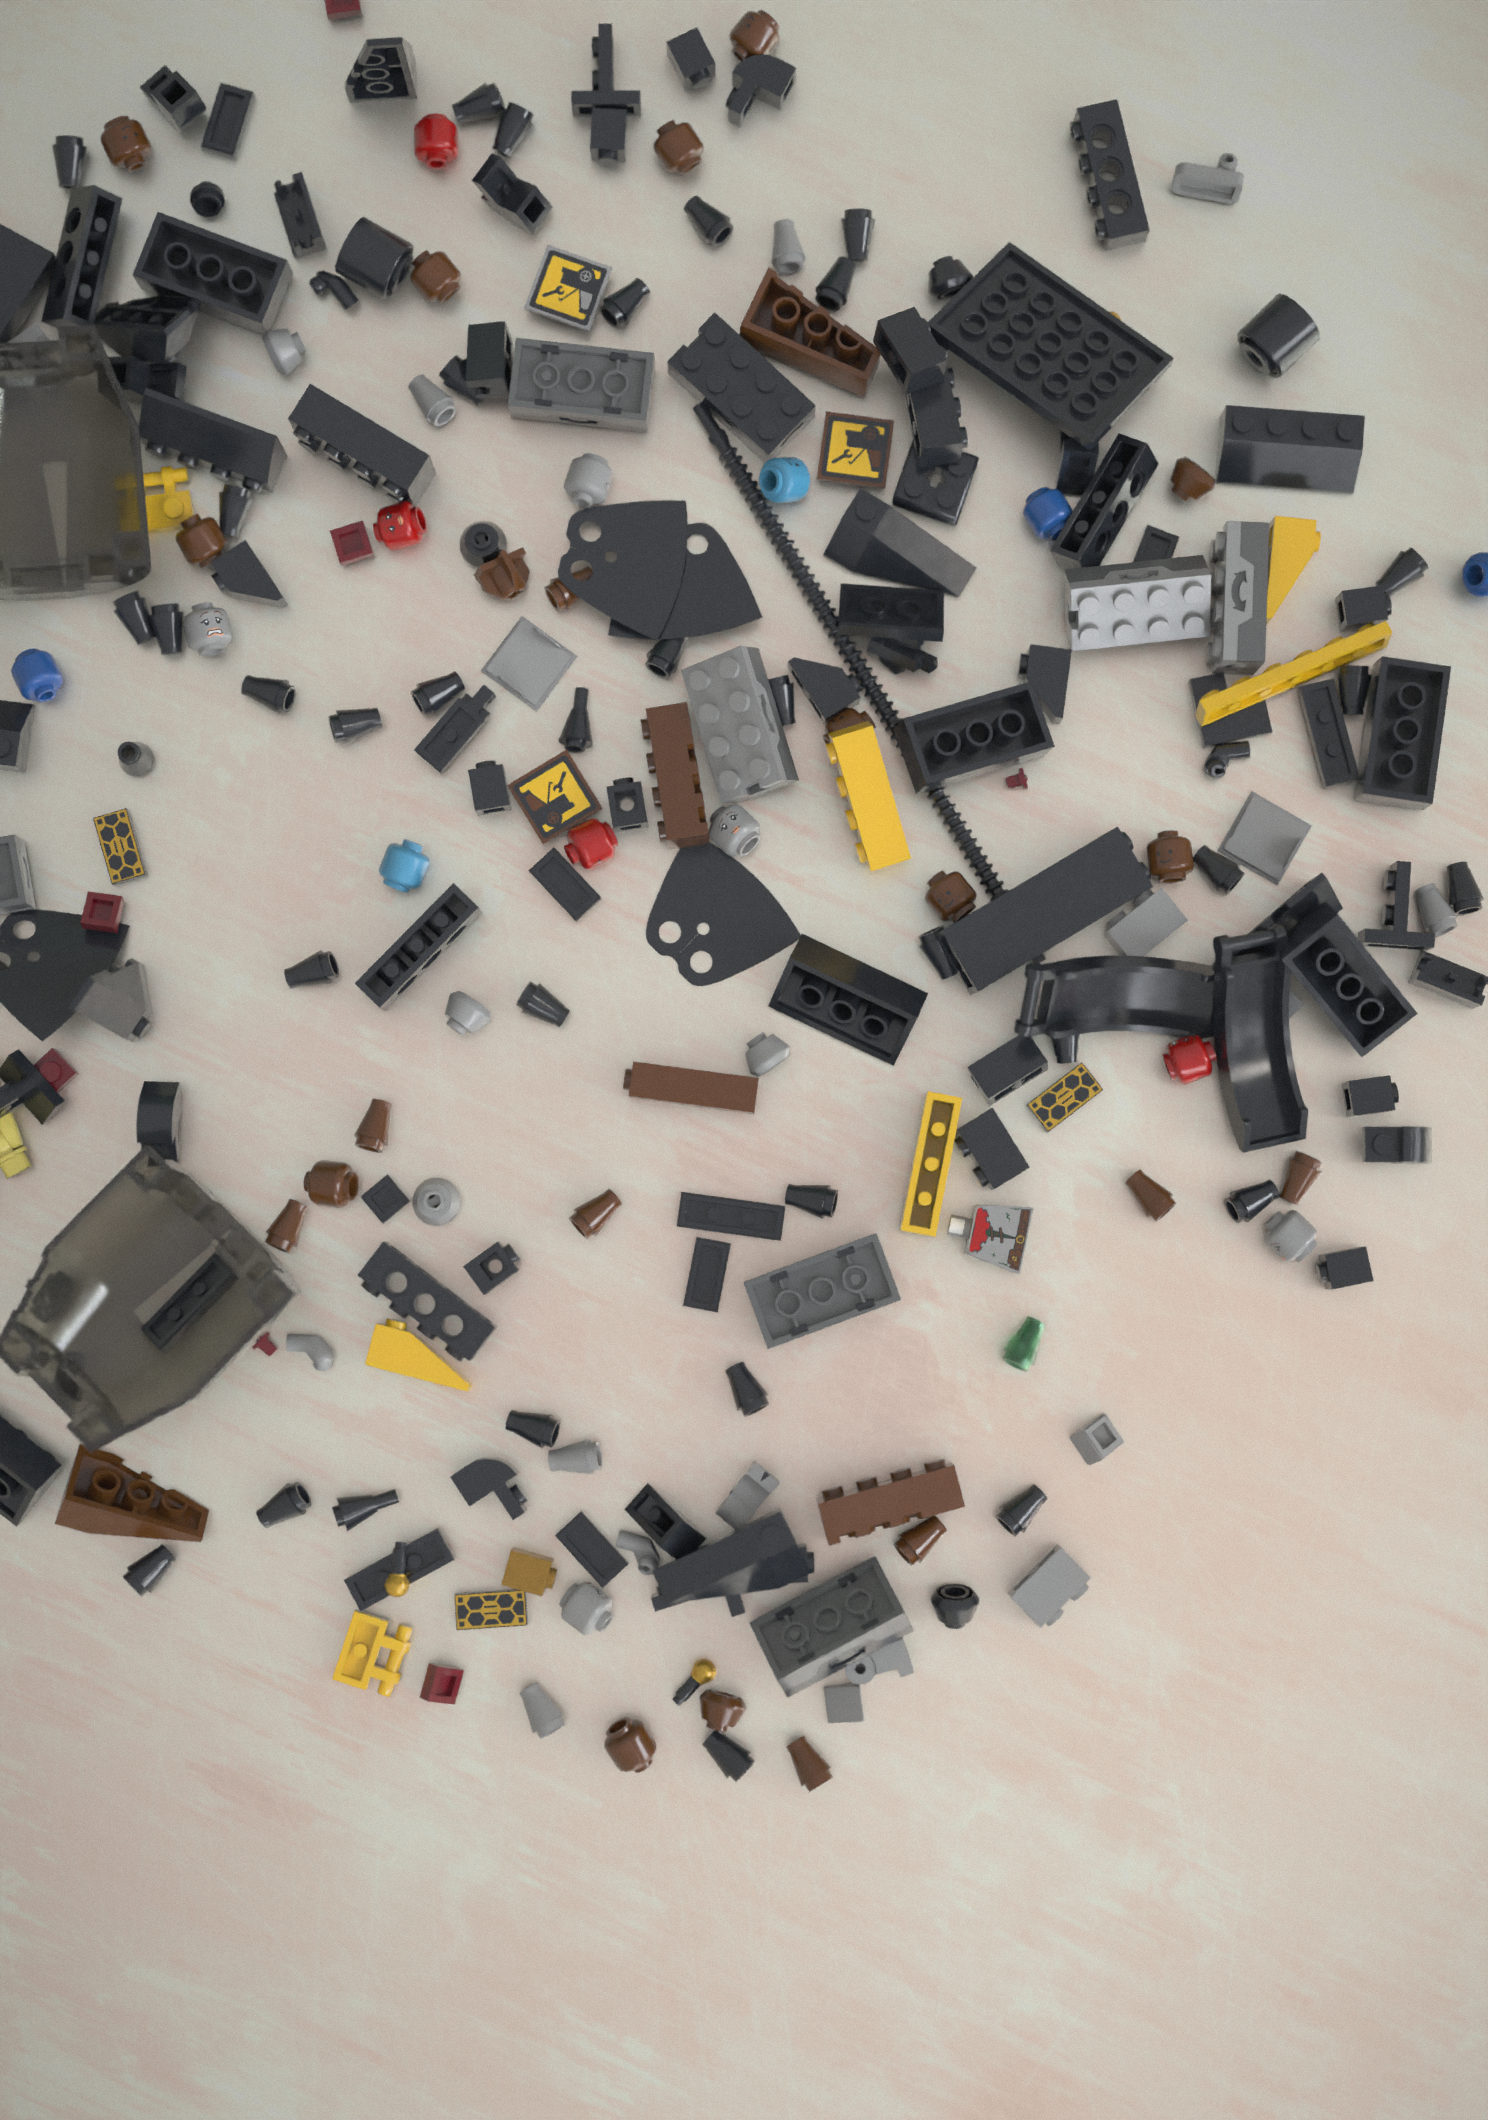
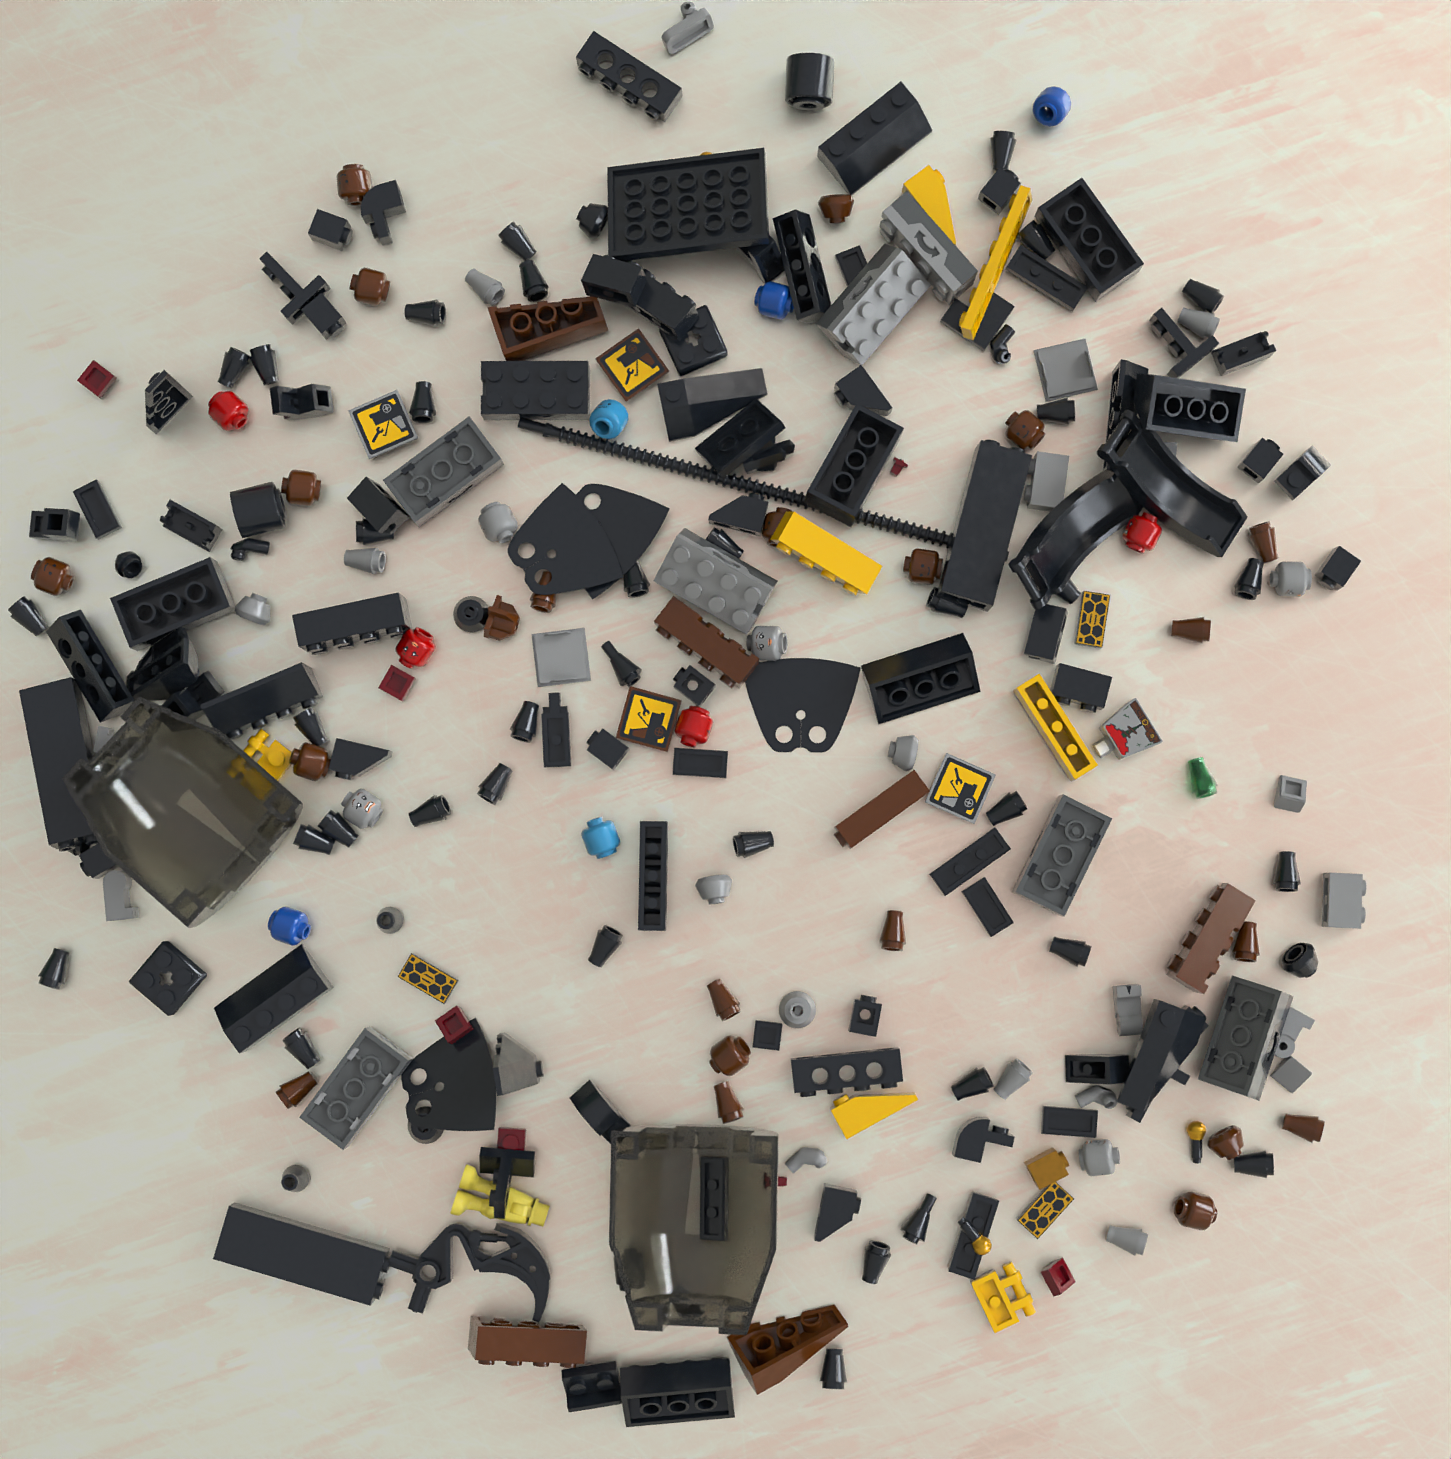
camera: 35 degrees left, 0 degrees up
(293, 1421) = (835, 1210): none -> black slope
(786, 1138) = (960, 788): none -> piece

